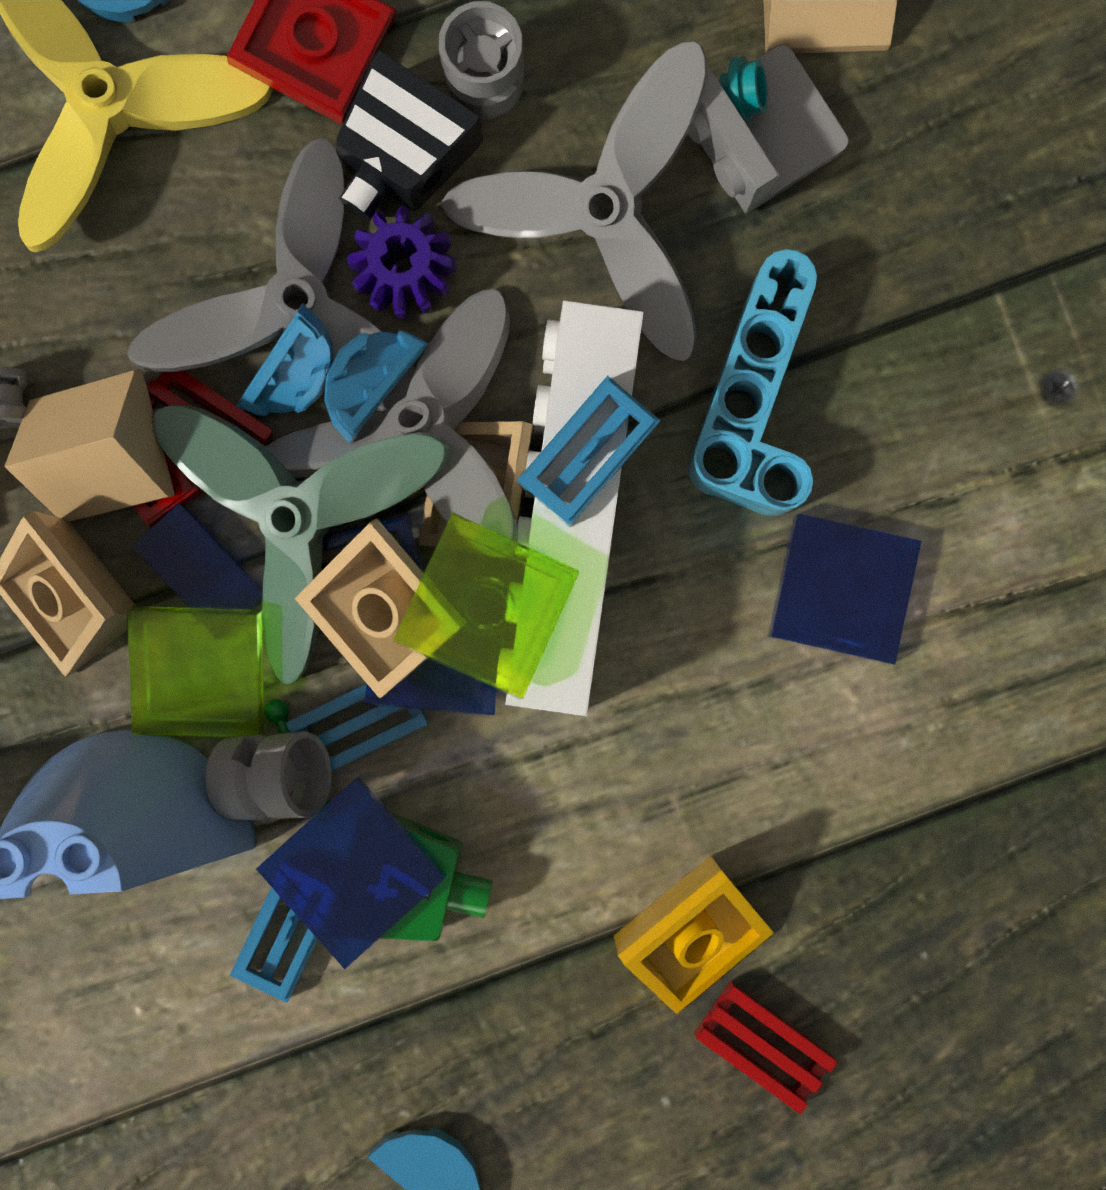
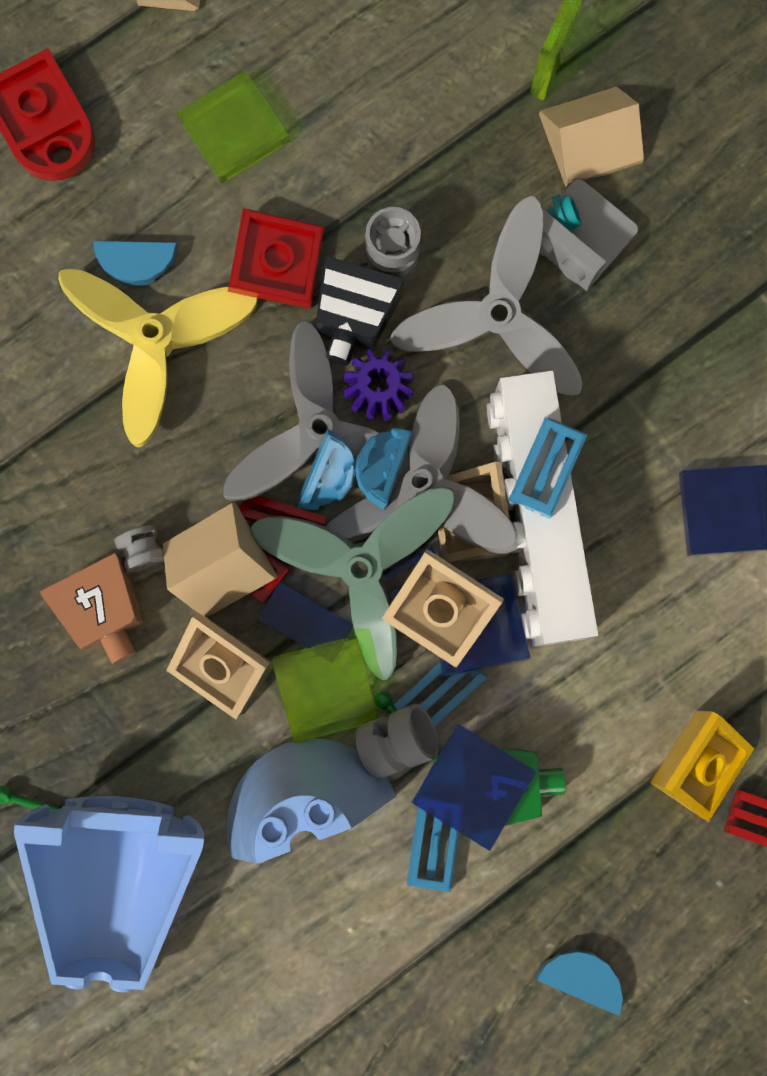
camera: 20 degrees left, 5 degrees down
(486, 606) = (516, 583): clear neon green tile -> none
(761, 381) = (634, 394): medium azure beam -> none

